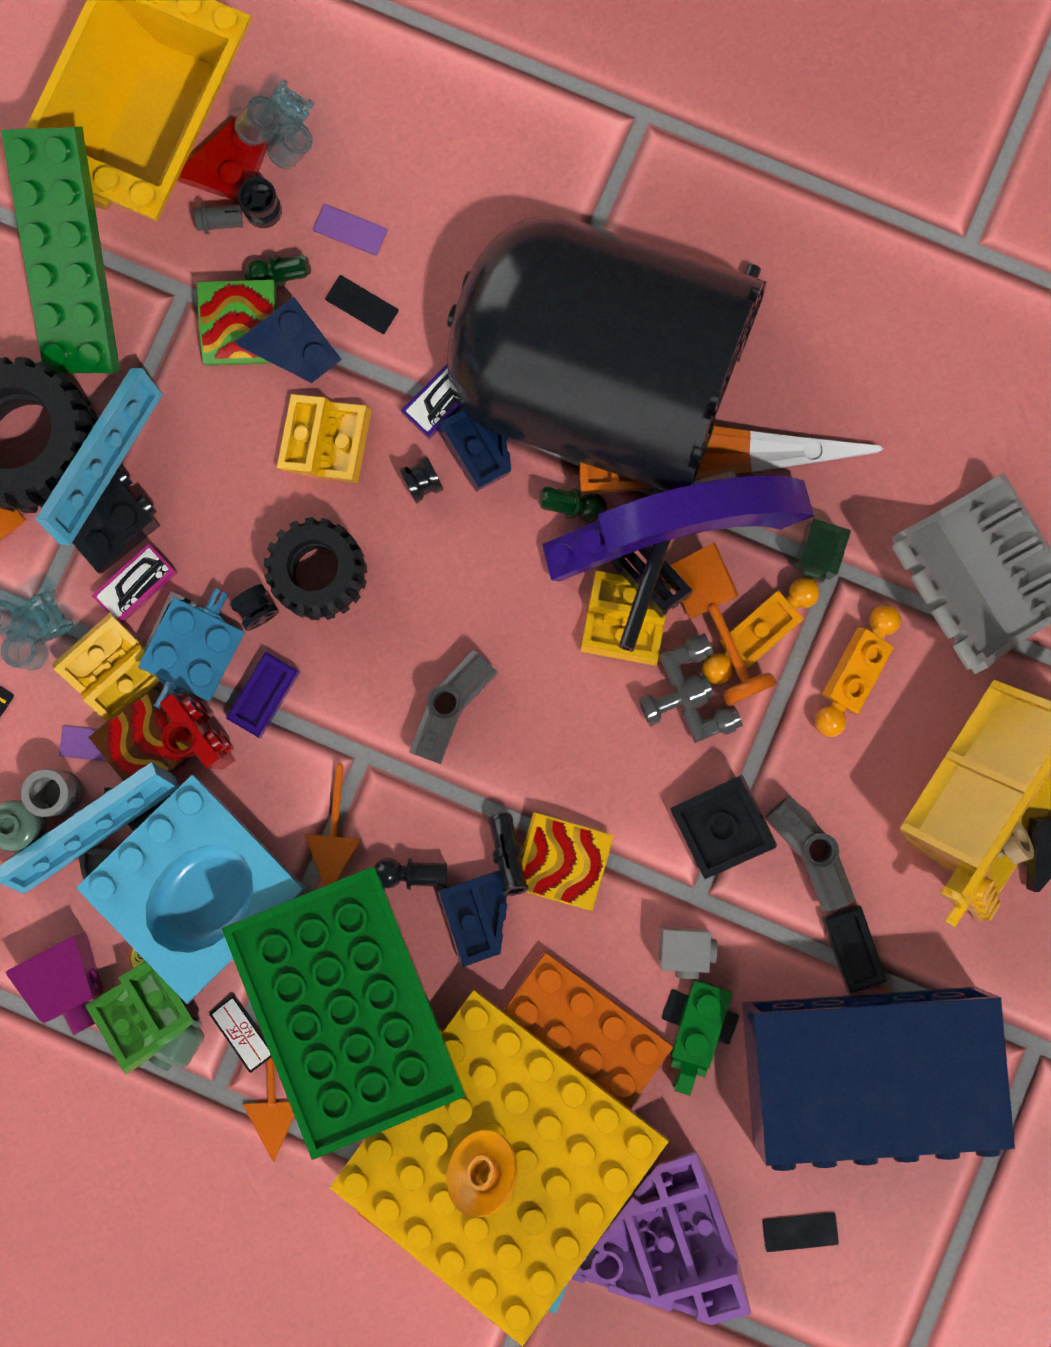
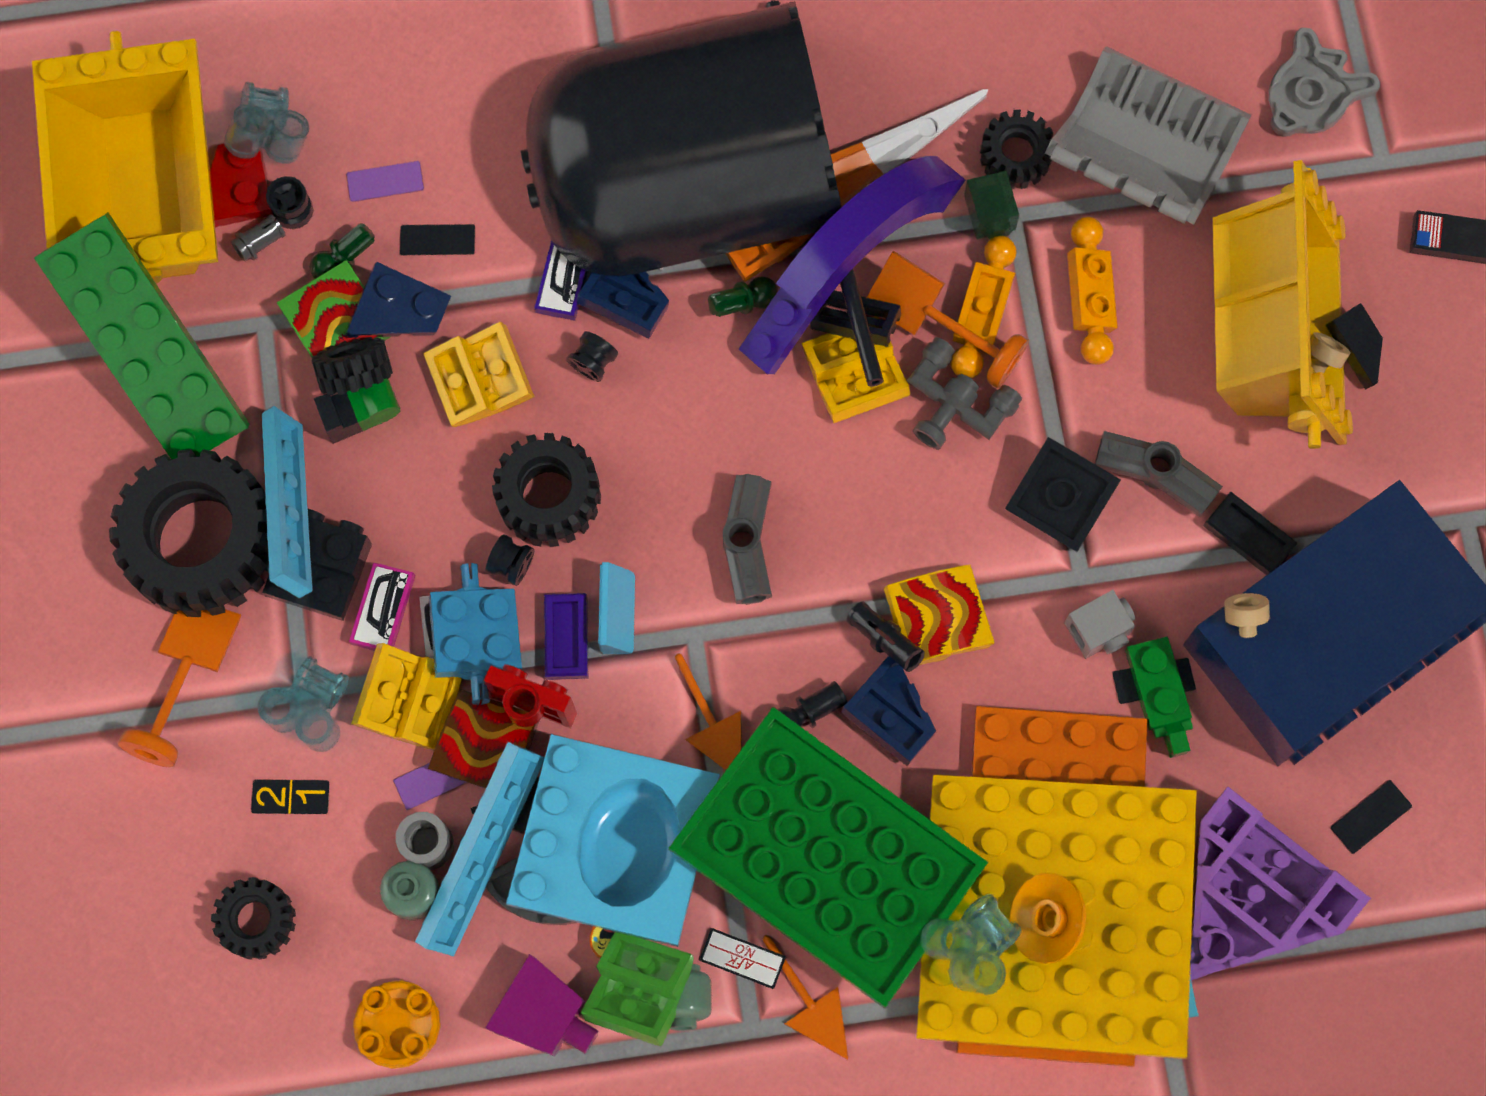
camera: 30 degrees left, 10 degrees down
(209, 408) = (357, 411): none -> leg
(223, 372) = (352, 366): none -> black tyre
(313, 698) = (616, 609): none -> medium azure slope
(411, 1157) = (977, 939): none -> clear light blue piece
(800, 1033) = (1247, 612): none -> tan tile
(887, 496) = (1017, 127): none -> black tyre

